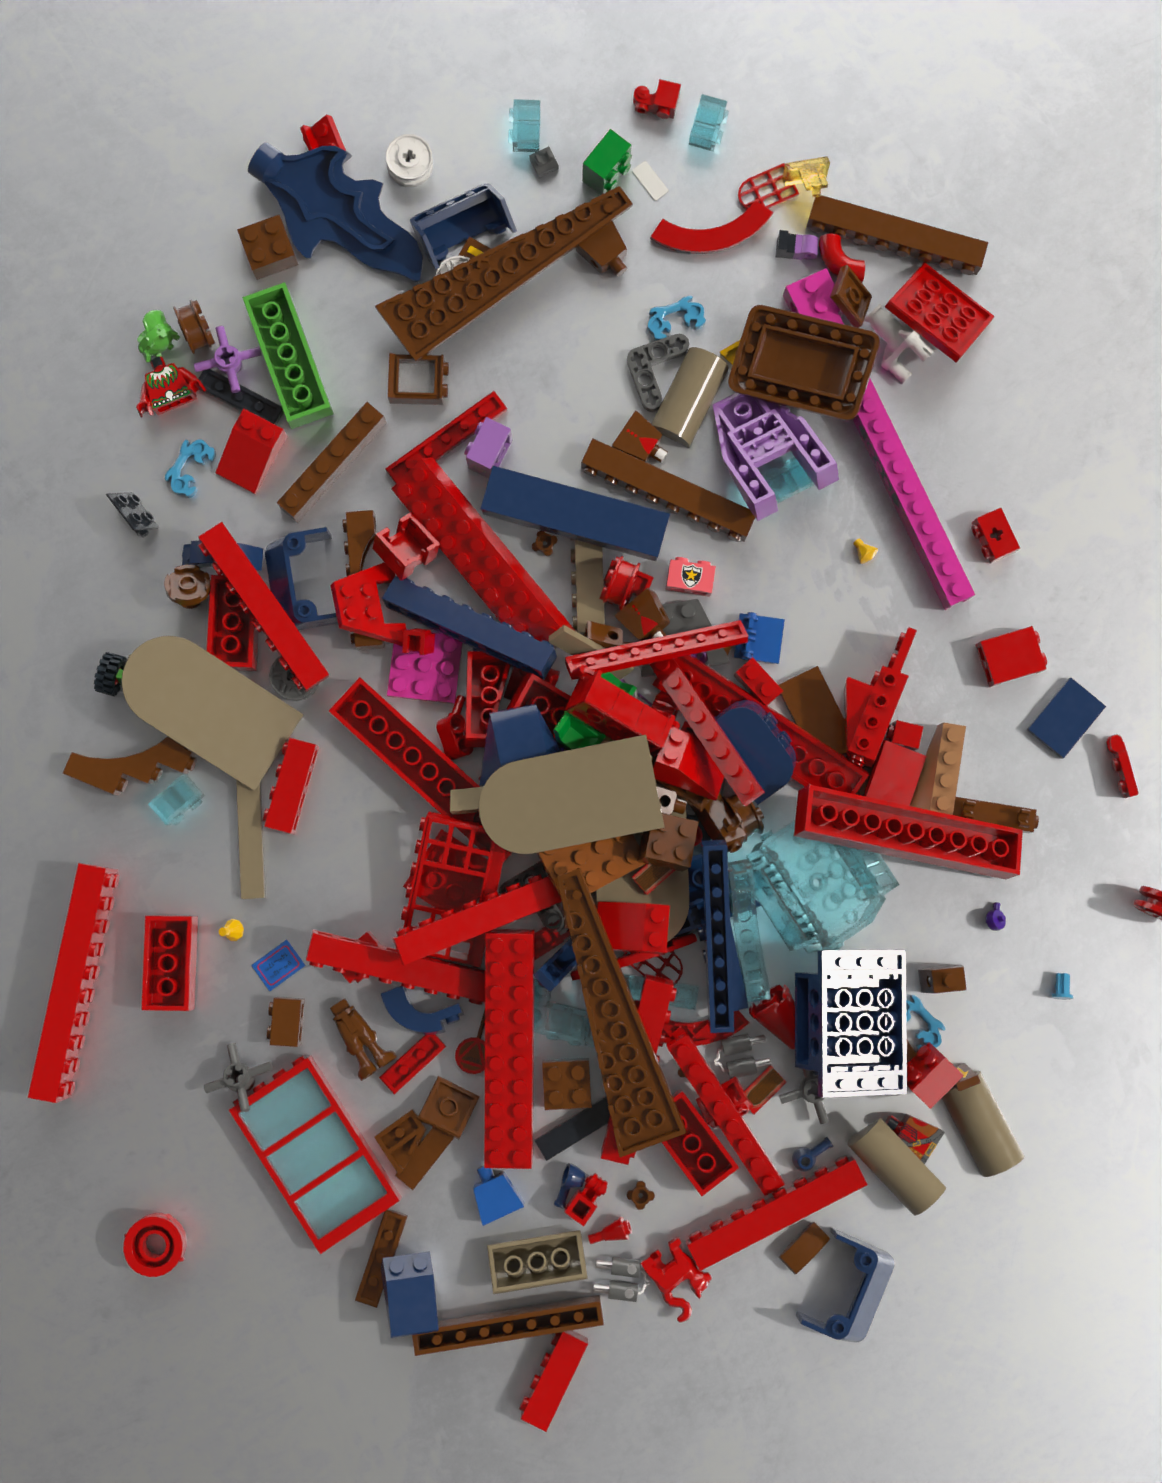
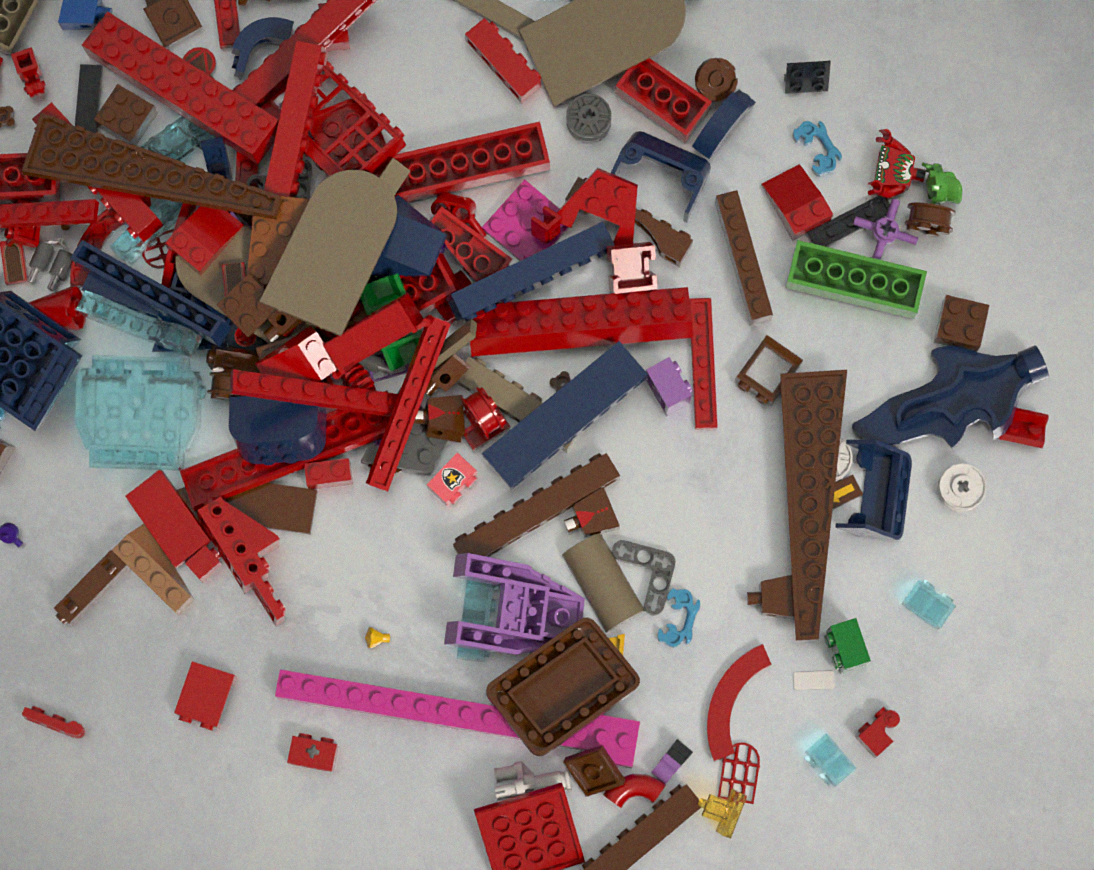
camera: 130 degrees right, 5 degrees down
(263, 607) = (655, 122): red brick -> none
(543, 162) = (888, 600): dark grey tile -> none
(571, 1178) = (53, 75): dark blue bar -> none
(763, 640) = (364, 503): blue hinge -> none
(908, 832) = (122, 500): red brick -> none
(1066, 718) = (125, 707): dark blue tile -> none

